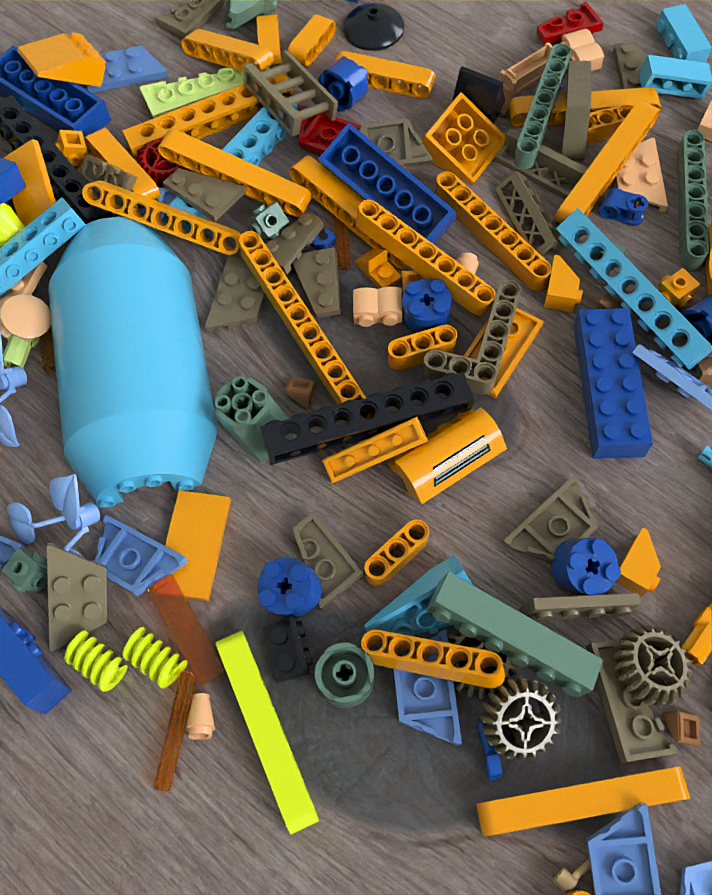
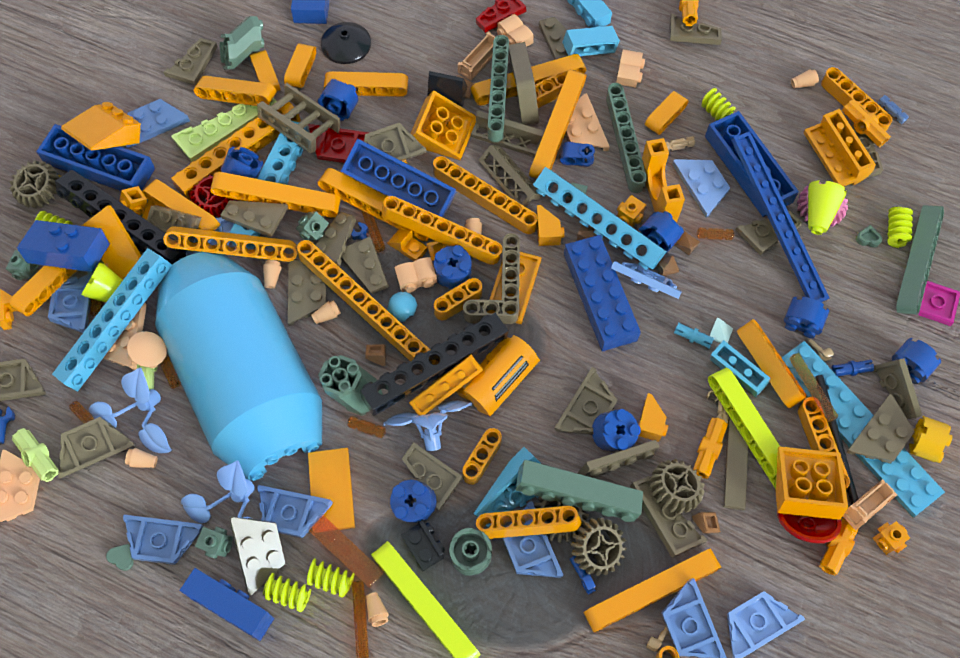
camera: 20 degrees left, 0 degrees up
(203, 265) = (271, 272): none -> light nougat cone
(208, 128) = (242, 163): none -> blue brick
(255, 325) = (326, 312): none -> light nougat cone
(261, 477) = (366, 427): none -> clear orange axle
(338, 509) = (430, 421): none -> light blue plant
(350, 340) = (402, 306): none -> medium azure hair

